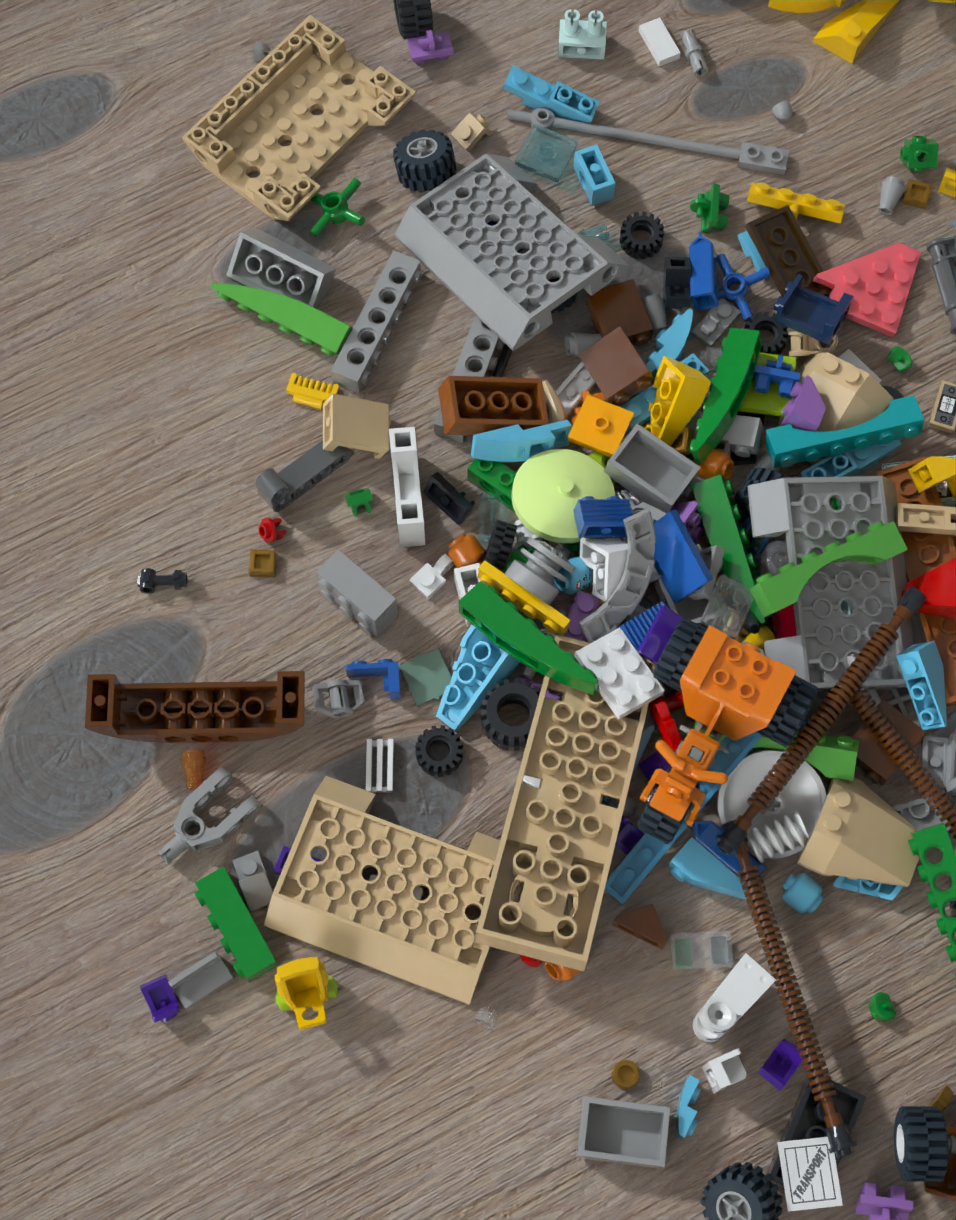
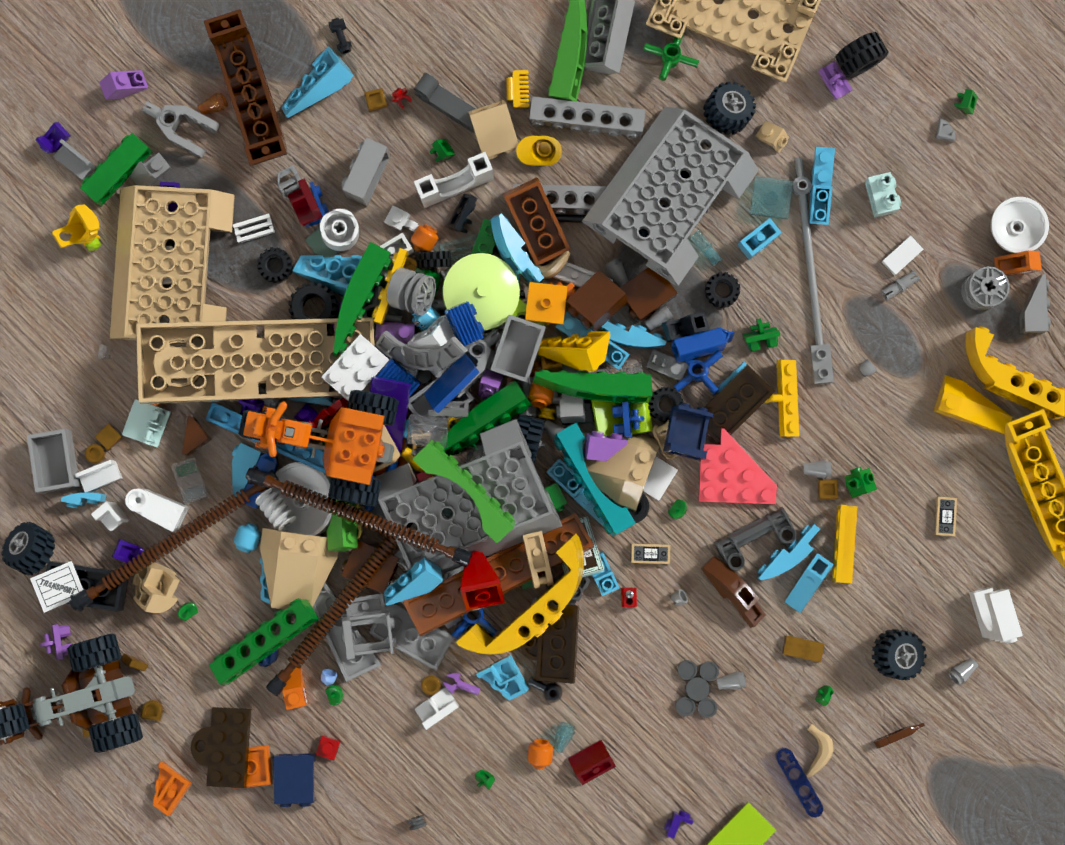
camera: 75 degrees right, 15 degrees up
(120, 880) = (122, 84): none -> medium lavender slope
(213, 618) = (325, 78): none -> medium azure wedge
(373, 680) = (304, 204): none -> dark red panel
(402, 382) = (539, 150): none -> yellow piece
(410, 652) = (332, 222): none -> white brick
(603, 989) = (146, 423): none -> light aqua hinge
(607, 1048) = (108, 437): none -> pearl gold tile
(660, 1076) = (99, 475): none -> white panel
(738, 472) = (547, 413): none -> yellow bush
(846, 1037) = (155, 588): none -> tan brick

